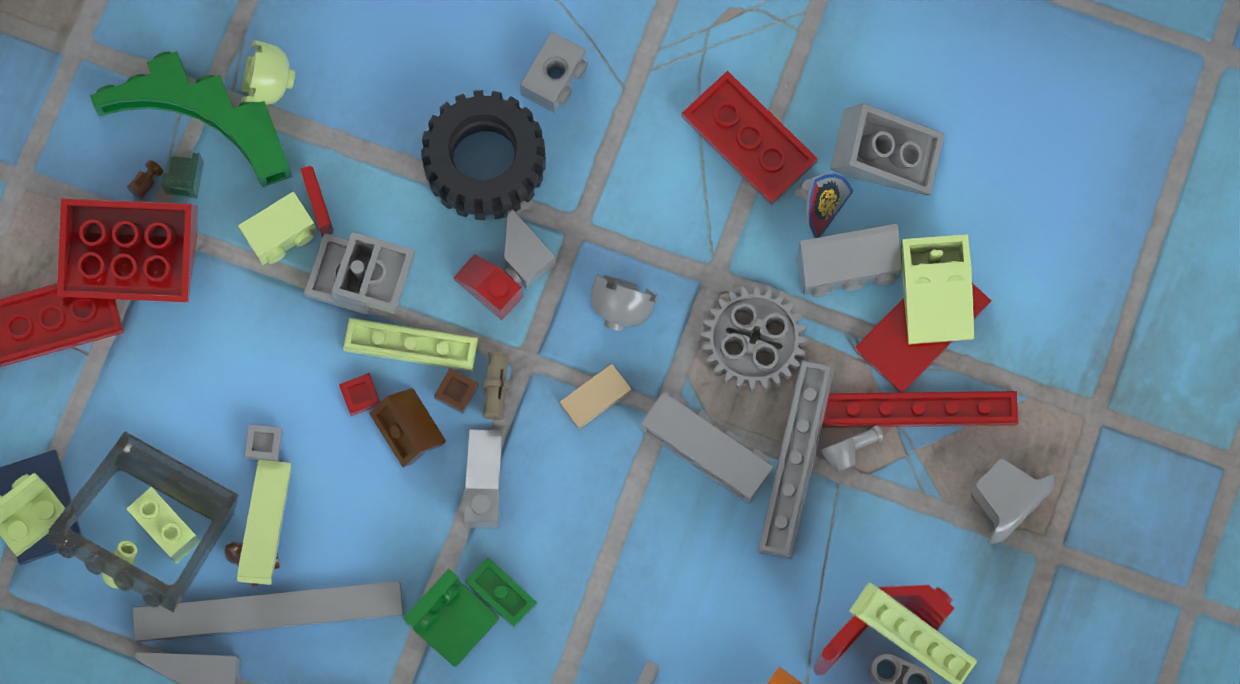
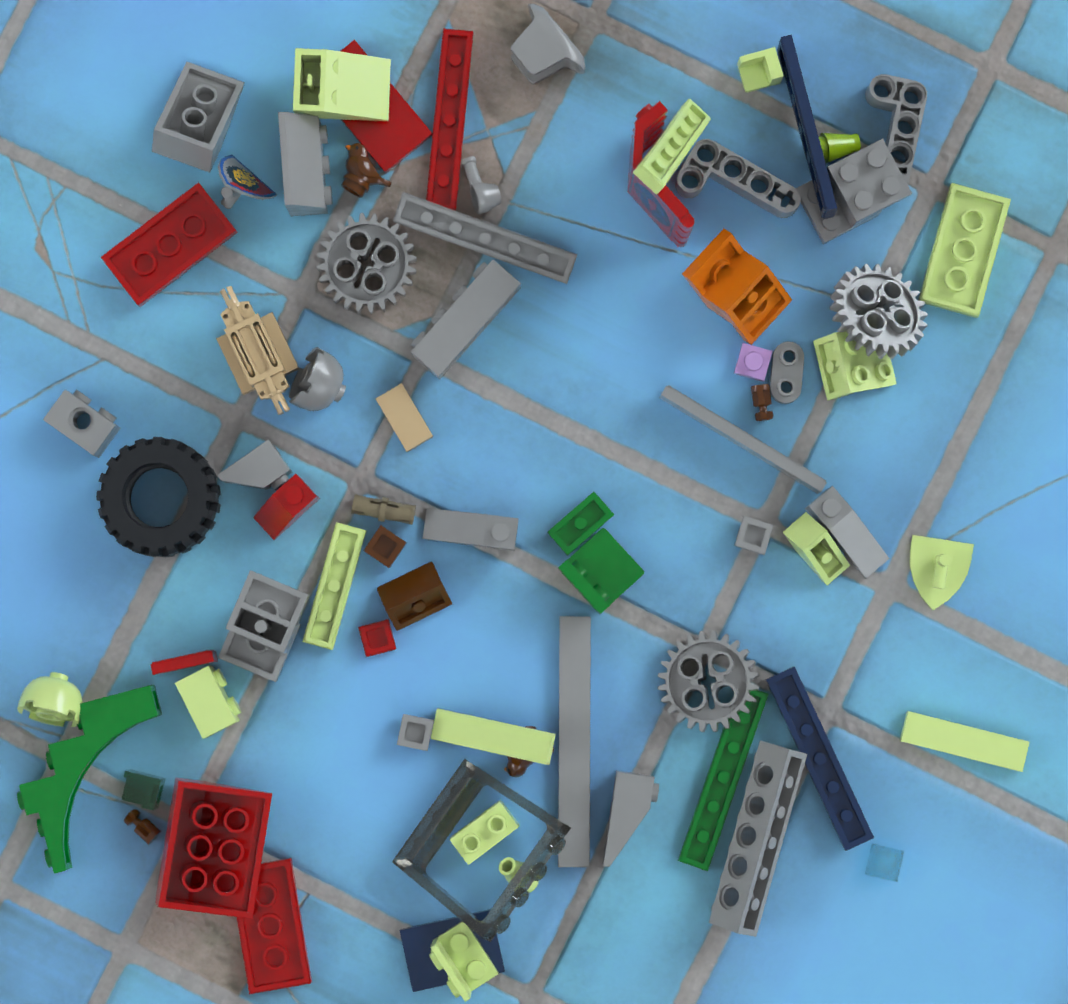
camera: 85 degrees left, 10 degrees up
(647, 236) = (256, 351): none -> tan piece
(851, 322) = (360, 171): none -> reddish brown animal

